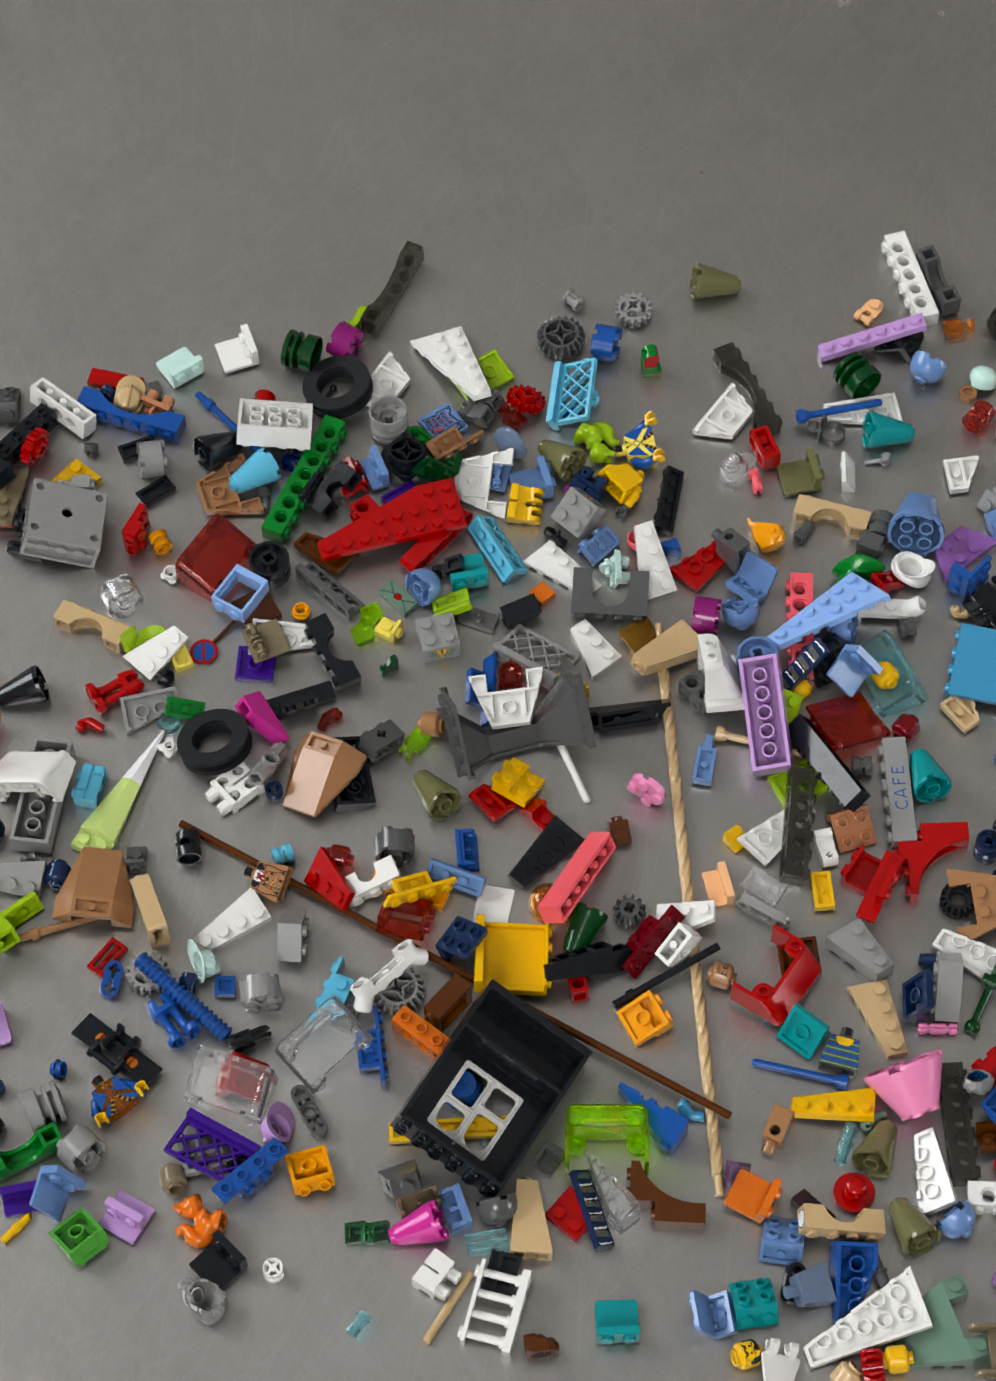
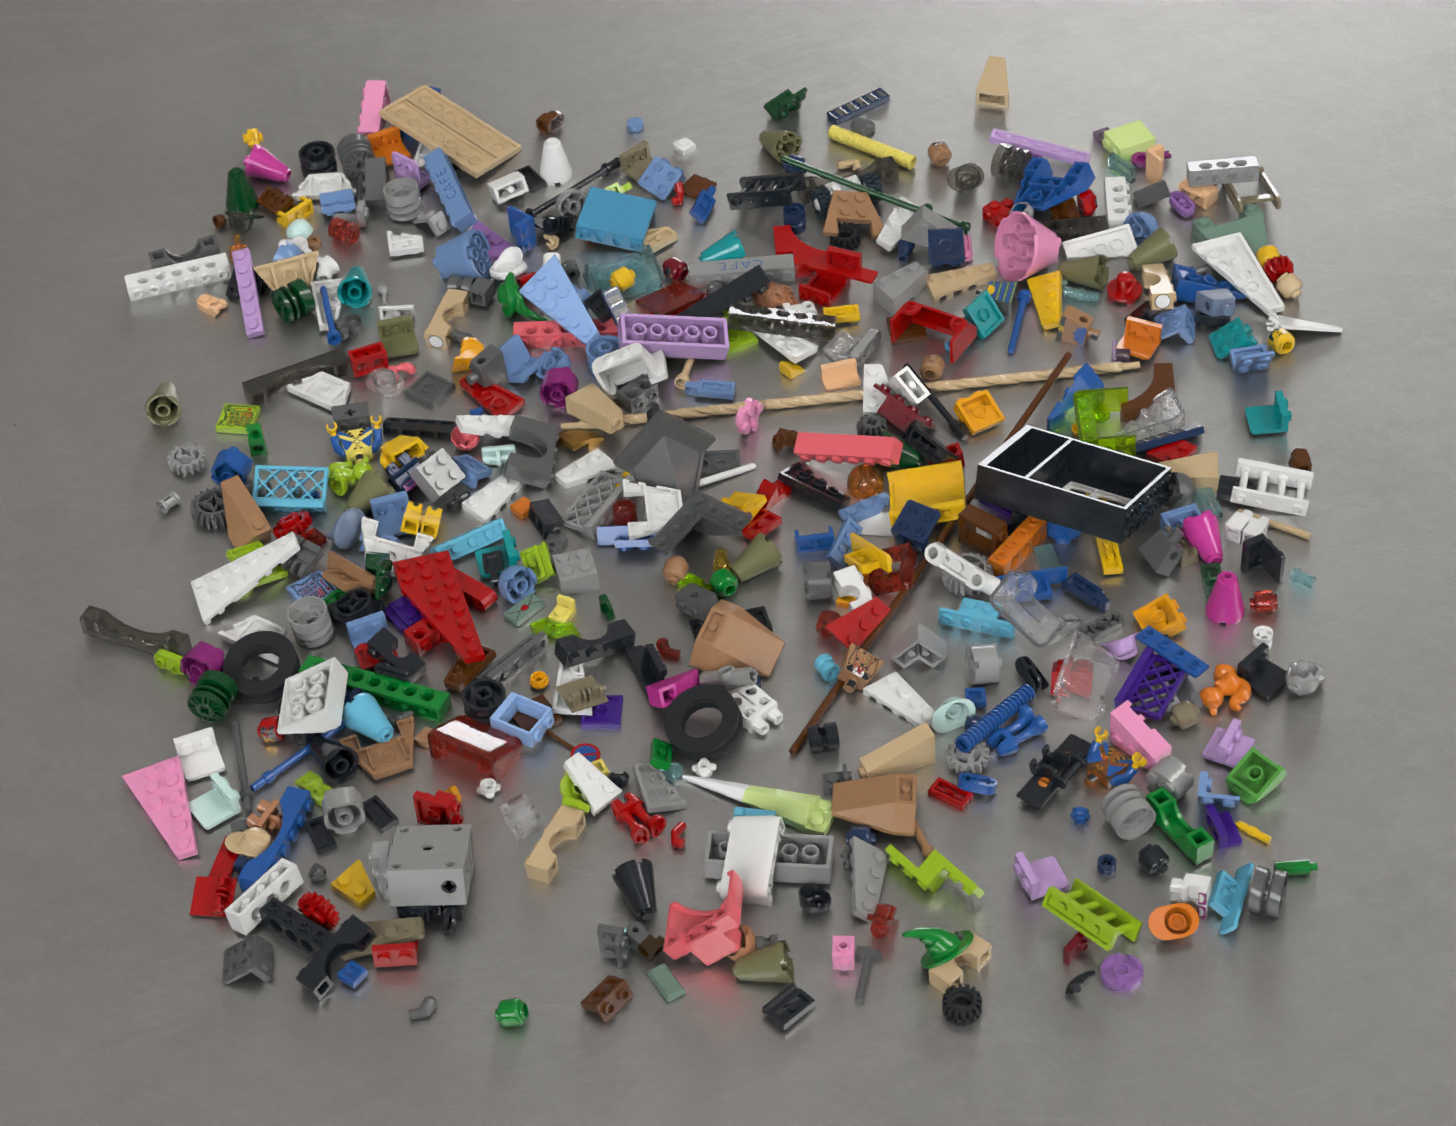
camera: 90 degrees left, 15 degrees down
(74, 374) = (213, 895): none -> red hinge
(141, 1129) = (1133, 735): none -> bright pink wedge
(183, 447) = (314, 784): none -> lime slope
(192, 389) = (245, 793): none -> dark grey bar
(199, 328) = (165, 799): none -> bright pink wing
(243, 523) = (421, 738): none -> medium nougat tile
(320, 1276) = (1264, 602): none -> clear red head
(324, 1238) = (1225, 600): none -> dark pink cone
(362, 1103) = (1086, 591): none -> dark blue hinge
(381, 1285) = (1262, 552): none -> black bracket
(408, 765) = (724, 582): none -> green head
(411, 1071) = (1046, 556): none -> clear light blue tile
(437, 765) = (721, 560): none -> clear yellow cone
(508, 899) = (865, 508): none -> medium blue hinge
(536, 359) = (242, 514): none -> medium nougat wedge
(591, 762) = (719, 461): none -> dark grey wing
(682, 440) = (351, 416): none -> dark grey brick
(687, 1111) = (1061, 386): dark azure arm -> none
(692, 348) = (236, 417): none -> lime tile
(727, 507) = (429, 389): none -> dark grey tile
(852, 668) = (619, 277): medium blue bracket -> none
(901, 370) = (286, 270): none -> tan wing
(921, 404) = (325, 267): none -> white plate

